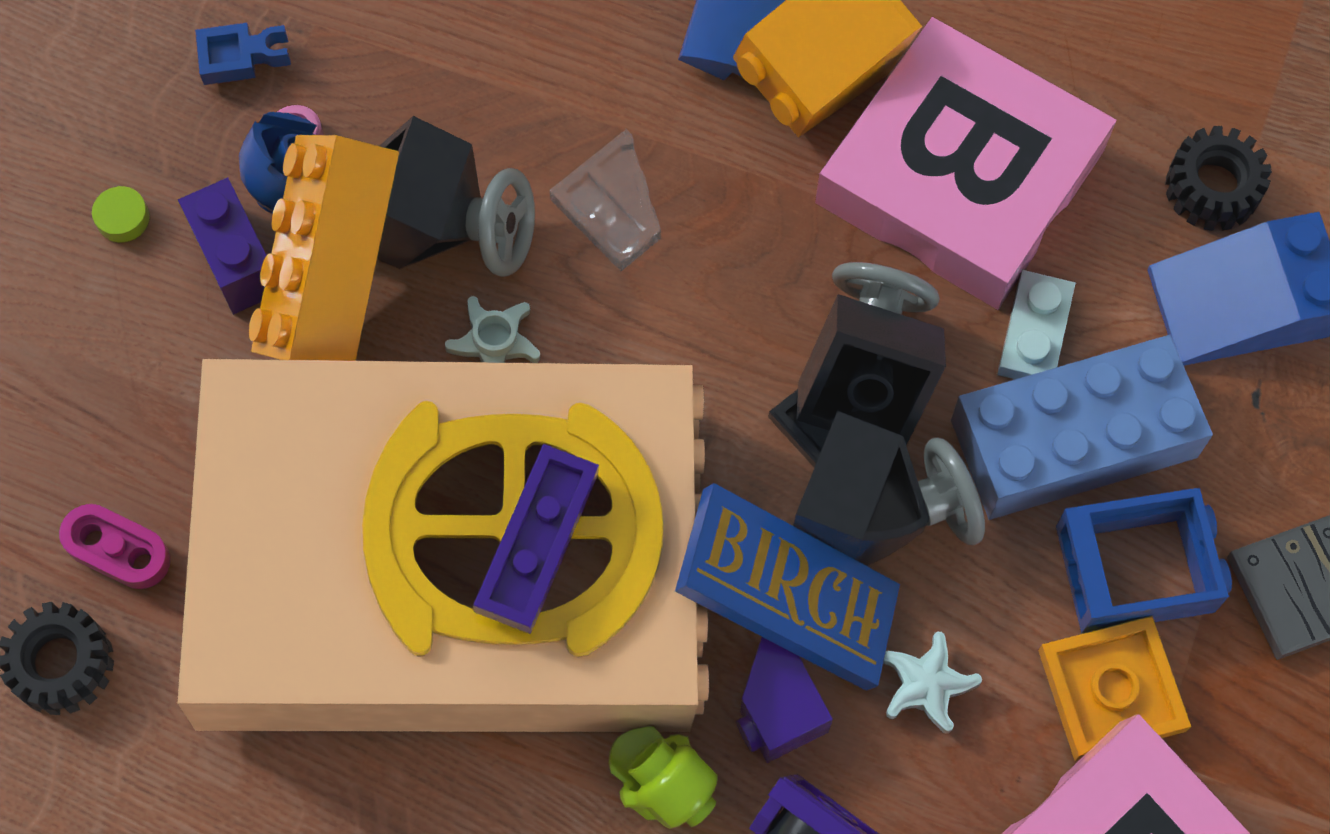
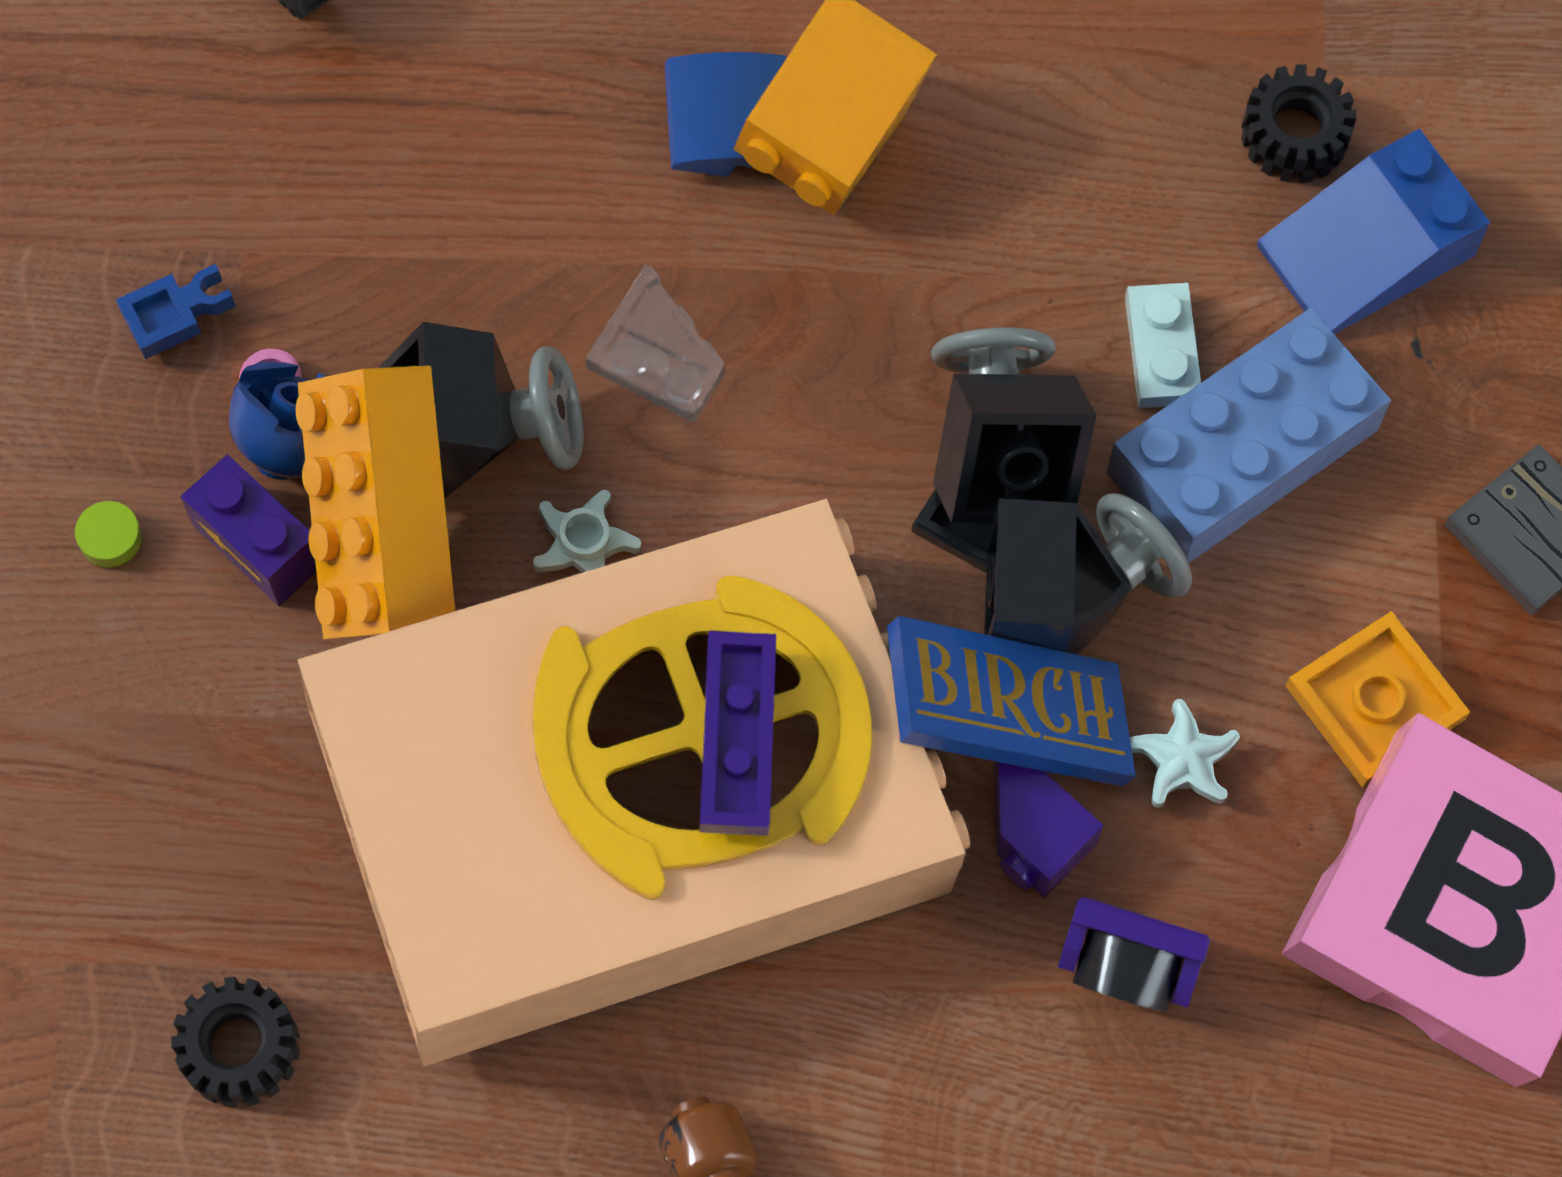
camera: 20 degrees left, 0 degrees up
(118, 547) = (255, 899): dark pink plate -> none
(662, 777) = (945, 946): lime head -> none
(964, 161) = (1024, 188): bright pink tile -> none
(1086, 573) = (1306, 584): blue window -> none

